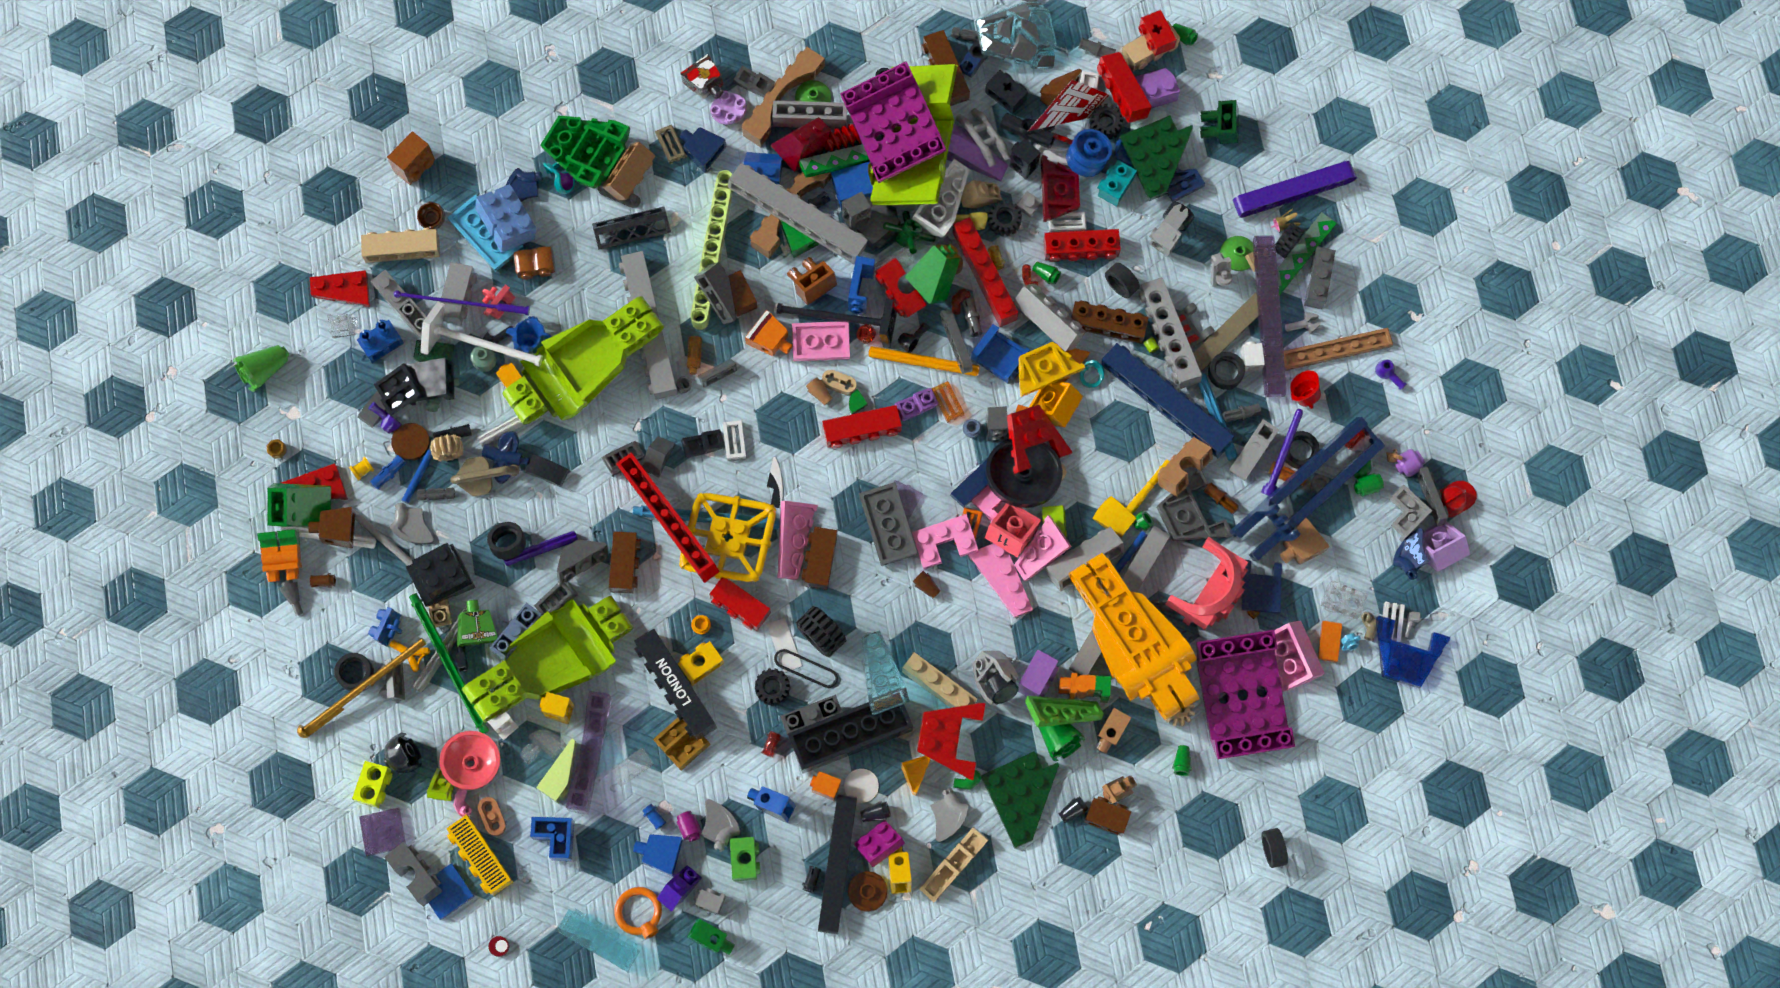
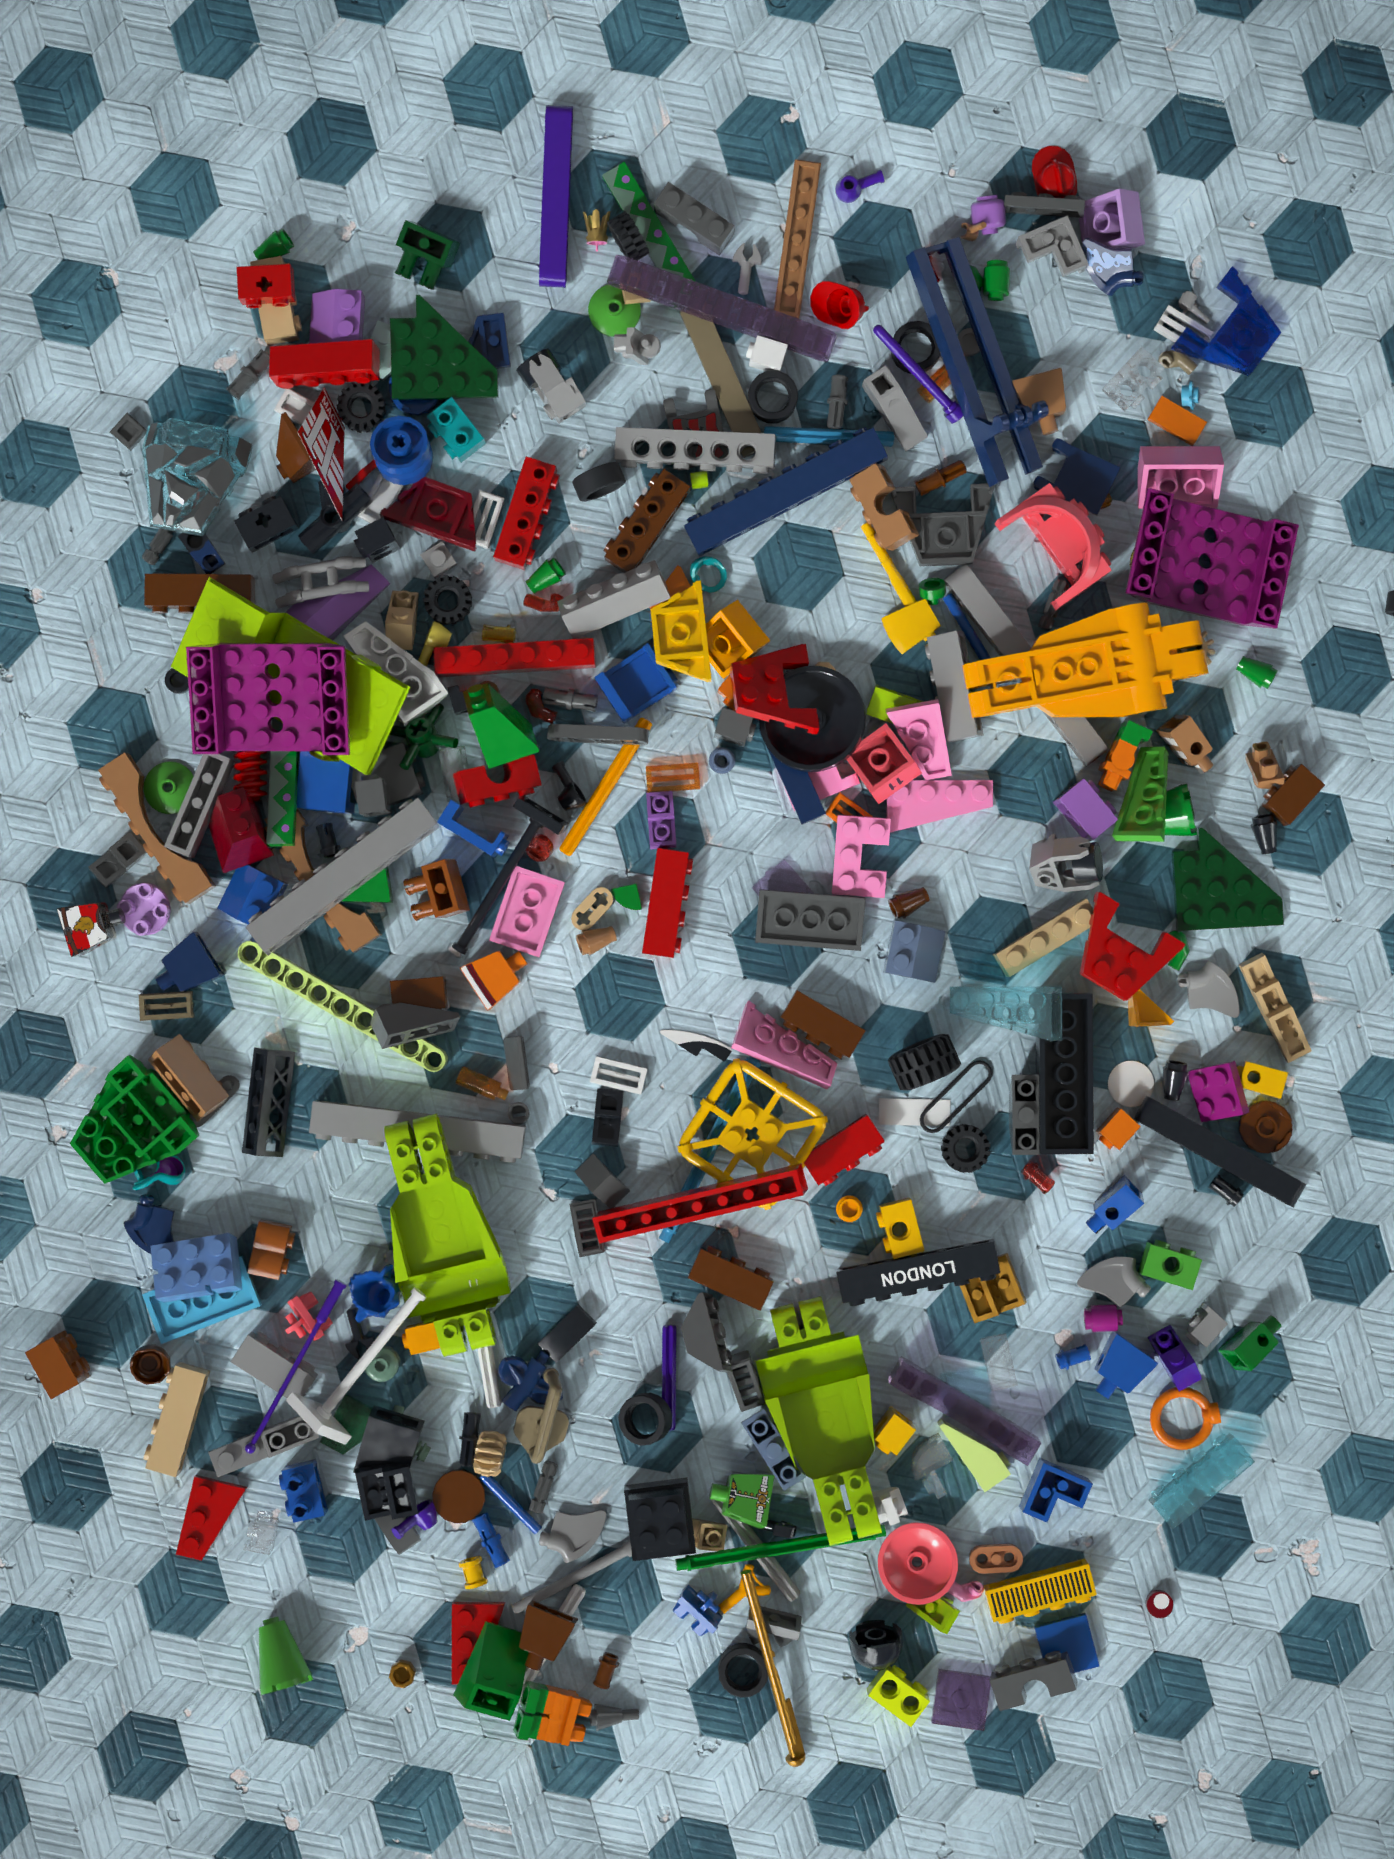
camera: 70 degrees left, 15 degrees up
(894, 600) = (914, 951): none -> sand blue slope

